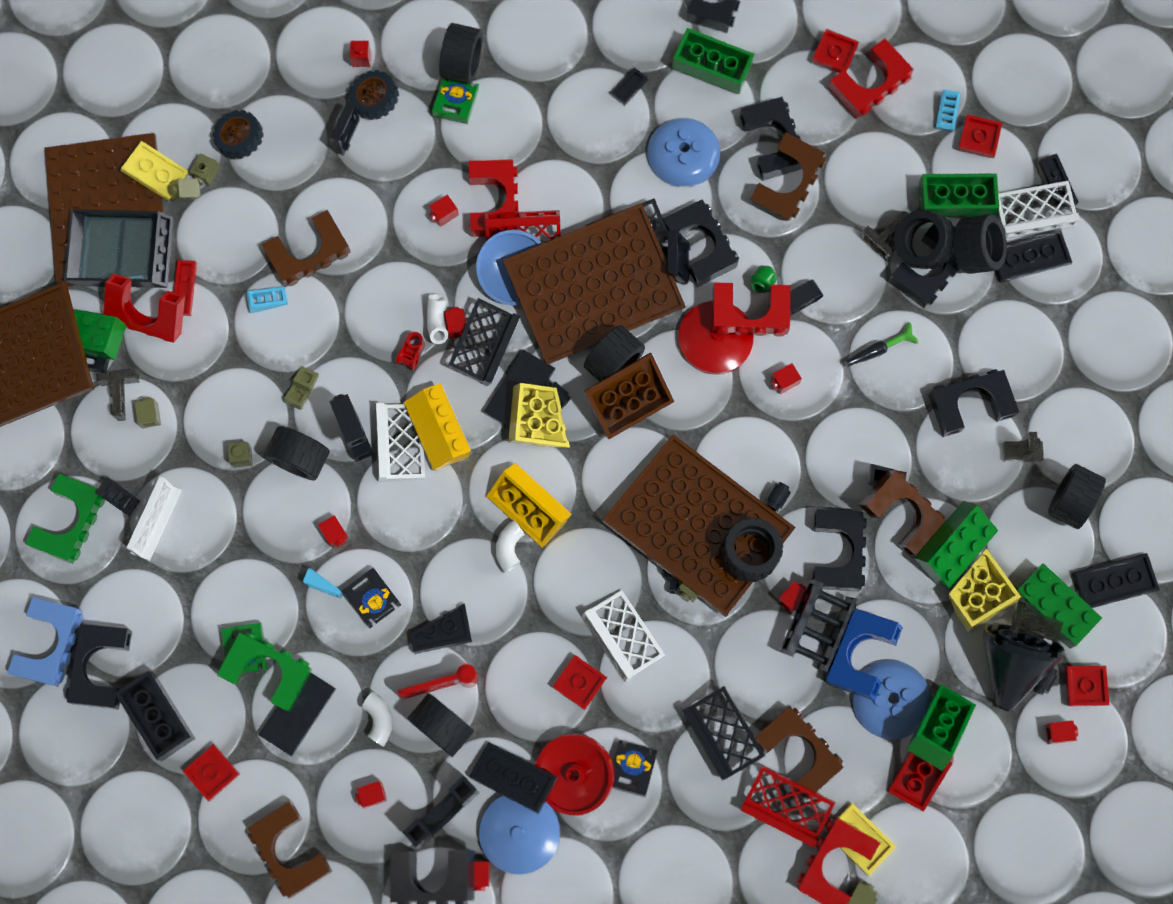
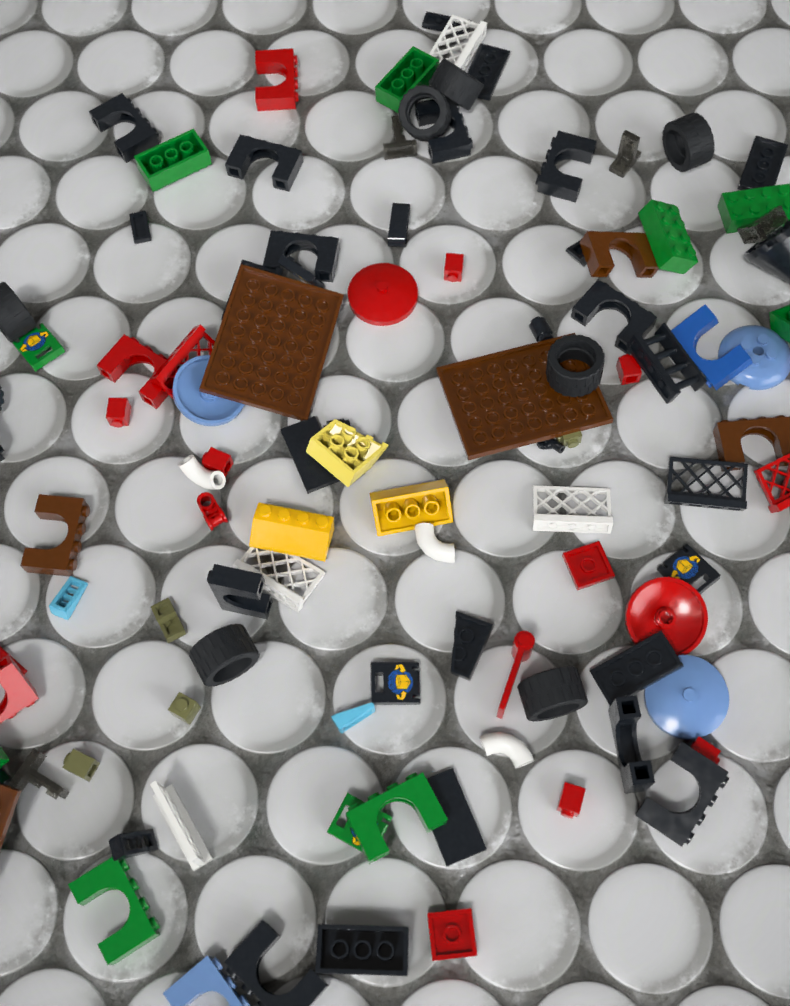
camera: 50 degrees left, 10 degrees down
(265, 835) = (544, 922): reddish brown arch -> none
(333, 532) = (314, 675): red brick -> none
(498, 349) = (264, 445): black fence -> none
(613, 353) = (344, 362): black tyre -> none
(628, 396) = (384, 373): reddish brown slope -> none
(680, 167) = (222, 237): medium blue brick -> none
(726, 319) = (379, 269): red arch -> none
(762, 279) = (365, 234): green head -> none
(787, 203) = (304, 143): reddish brown arch -> none
(835, 51) = (236, 87): red plate -> none
(880, 347) = (478, 196): black piece -> none
(948, 98) = (335, 43): medium azure slope -> none
(980, 136) = (375, 45): red plate -> none
(982, 593) = (717, 244): light yellow wedge -> none

